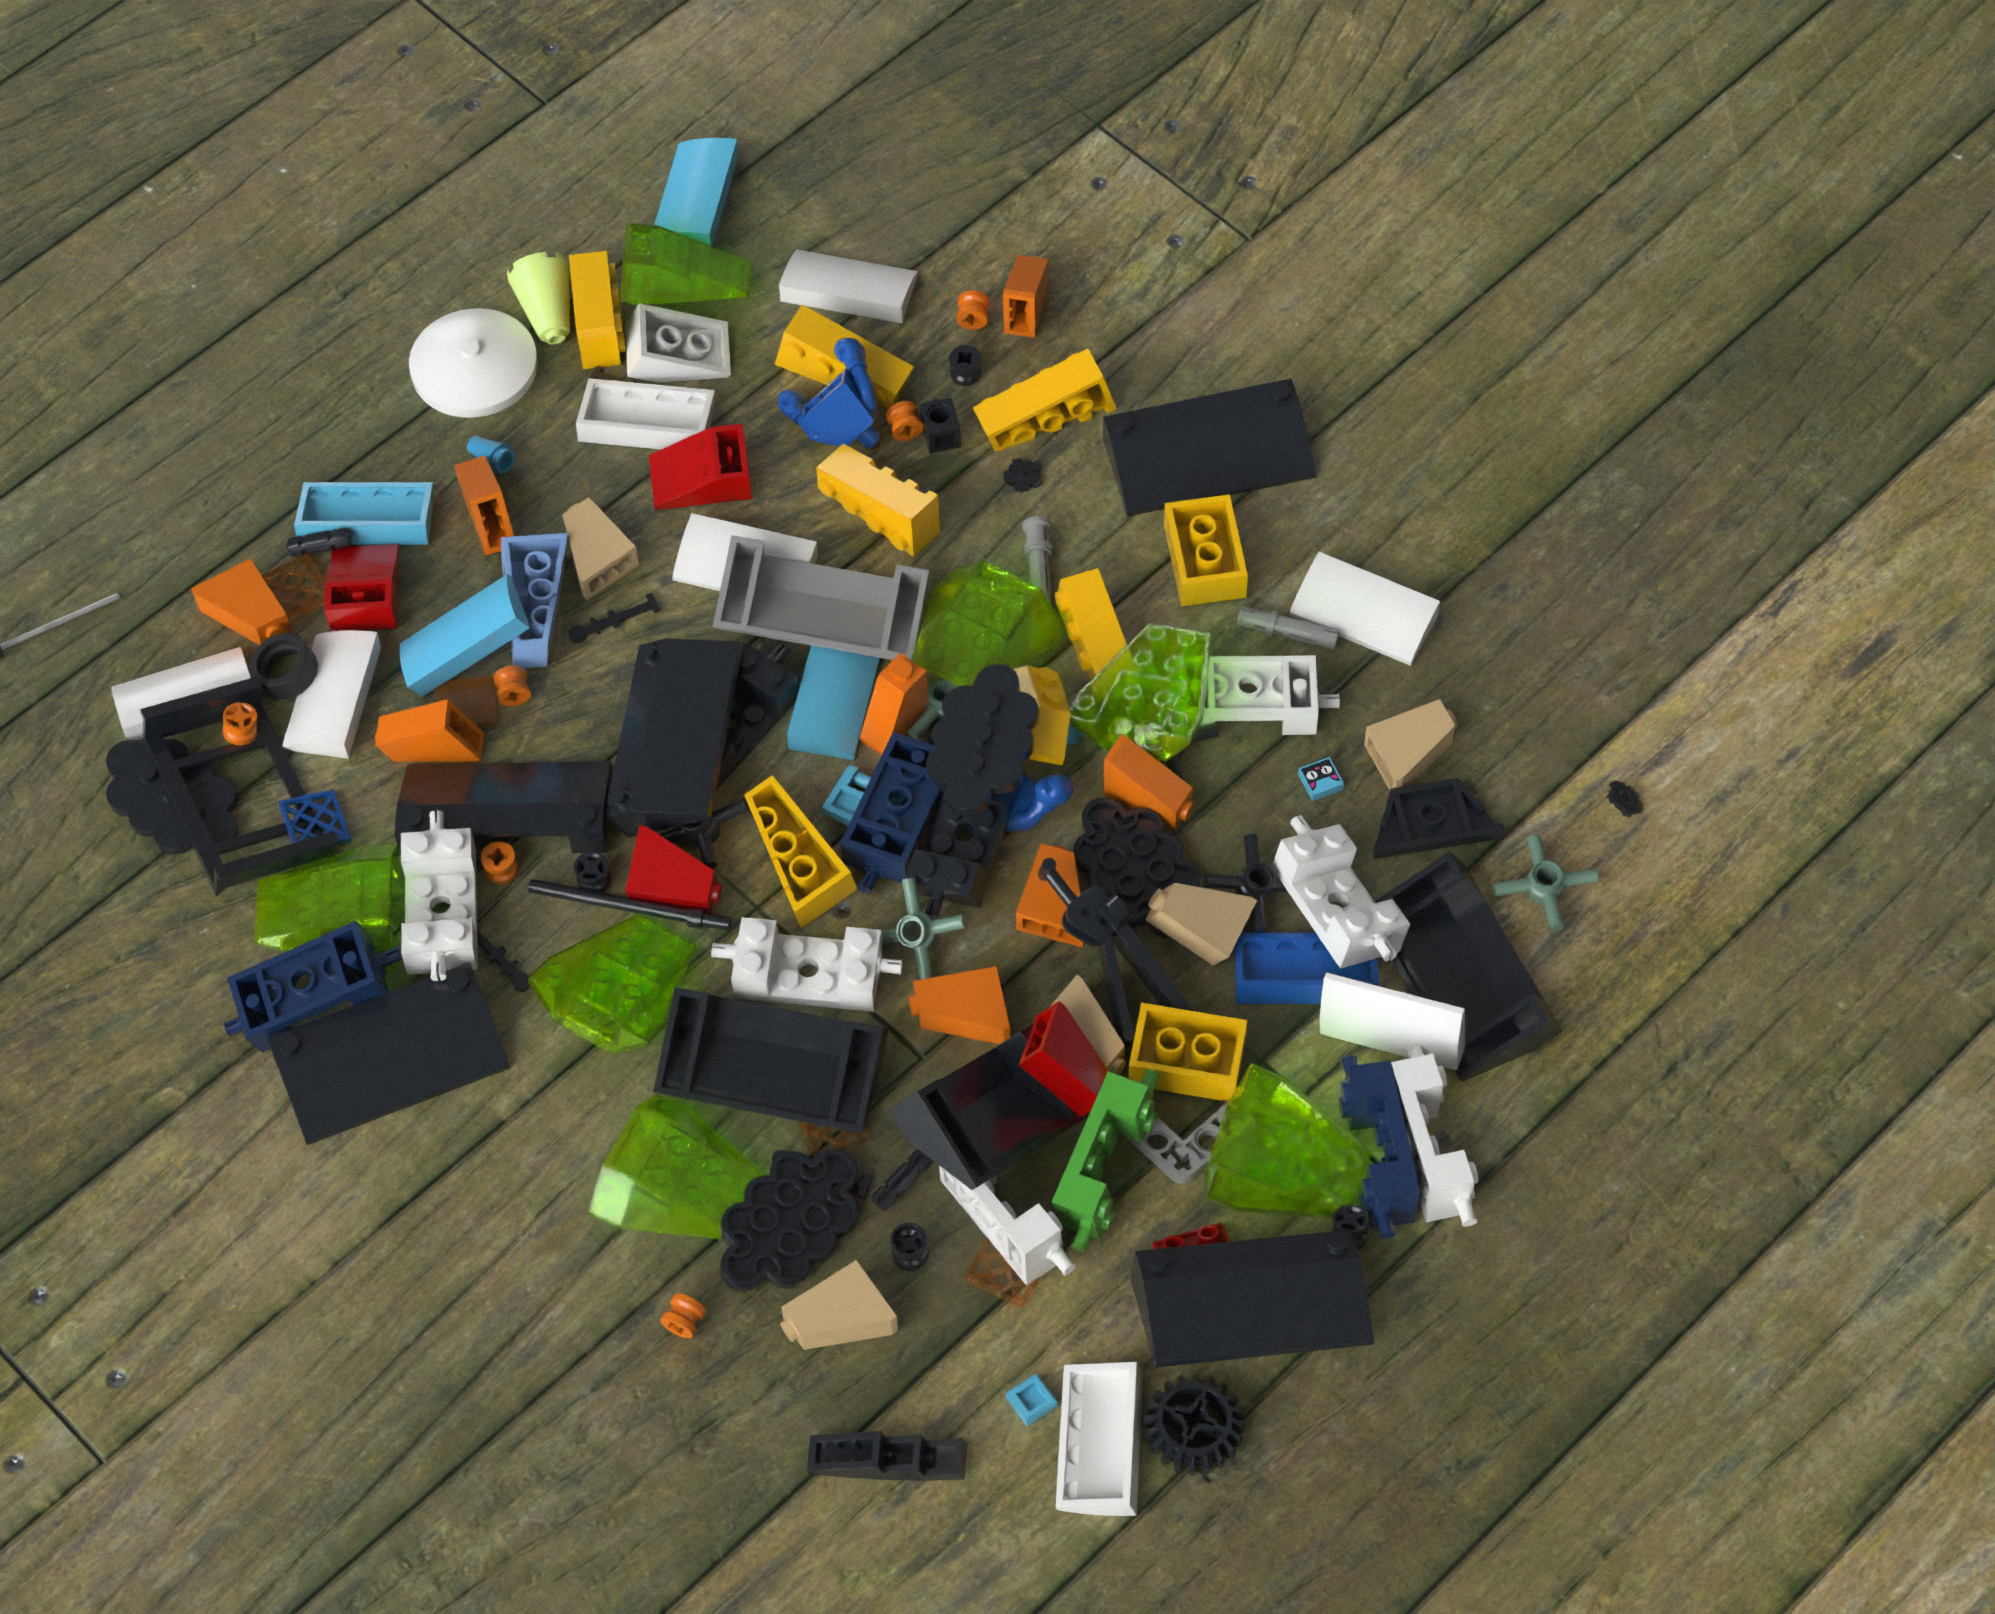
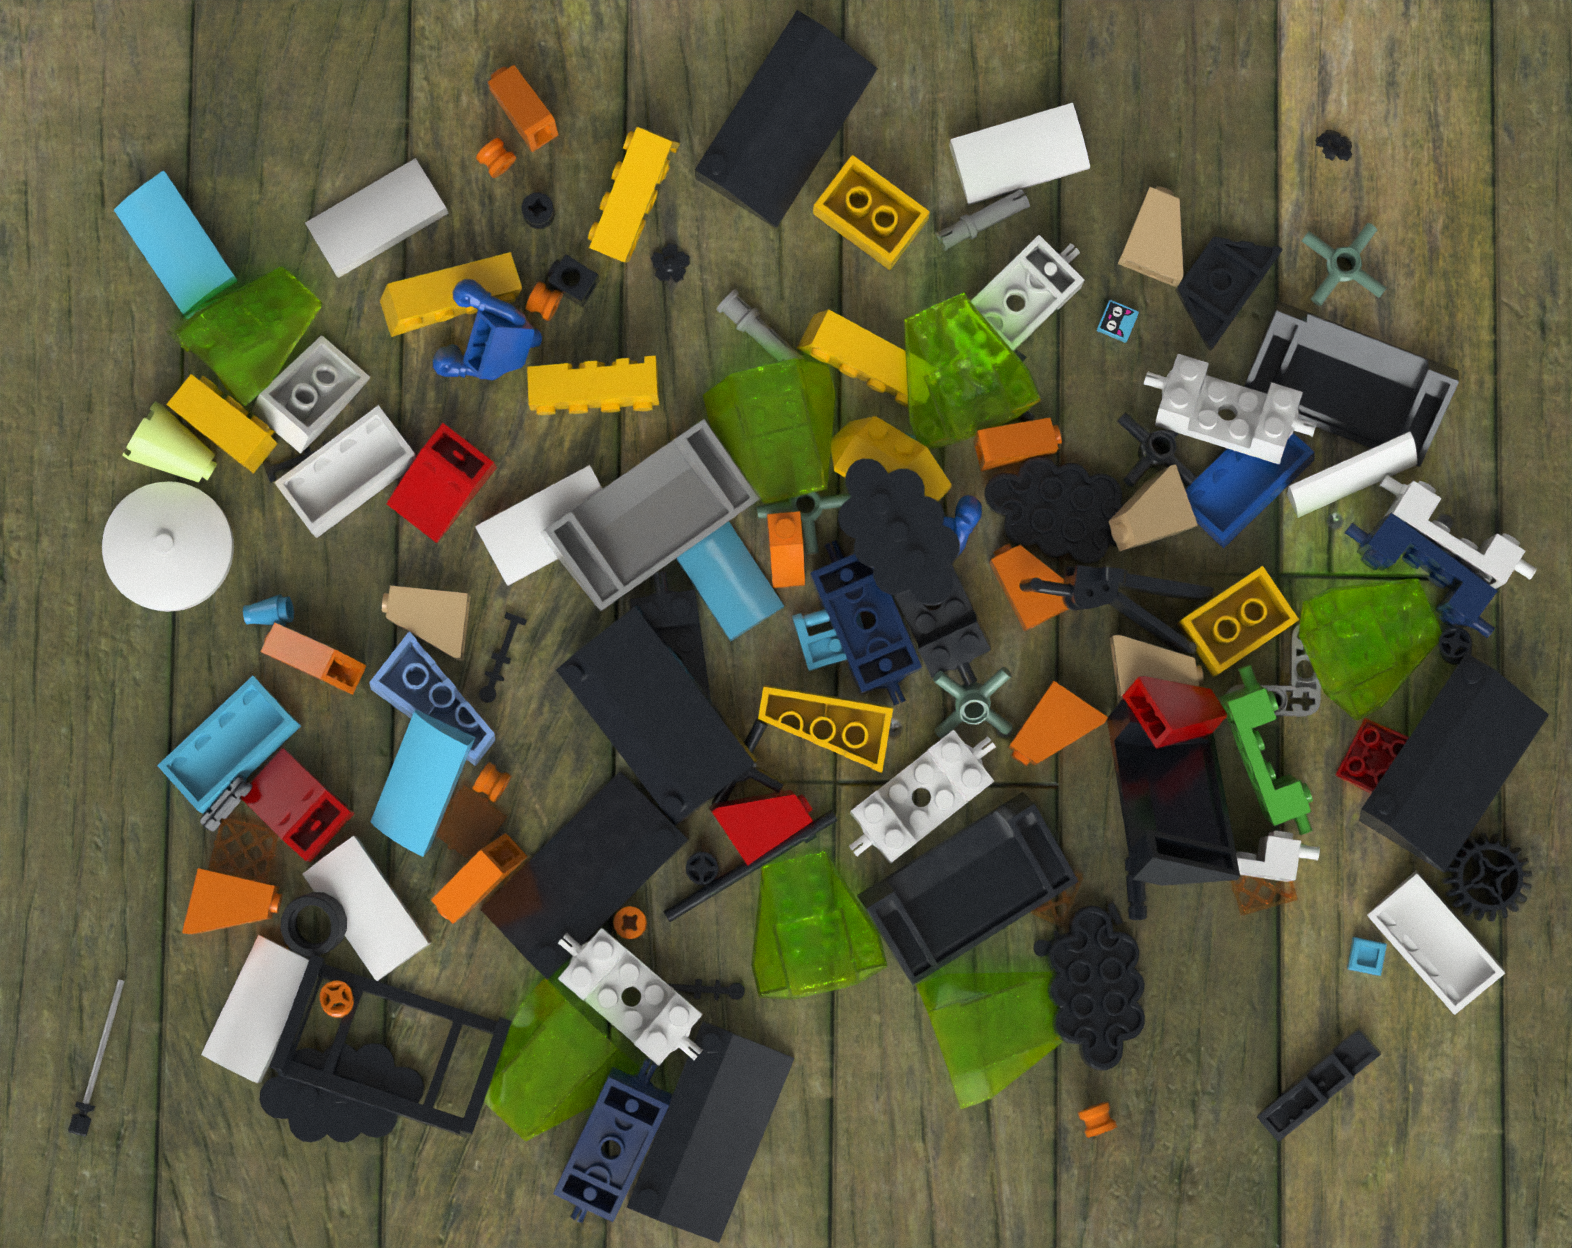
camera: 50 degrees left, 25 degrees up
(307, 800) = (442, 1004): blue window -> none
(839, 1311) = (1192, 1019): tan slope -> none
(909, 1238) = (1197, 930): black wheel -> none

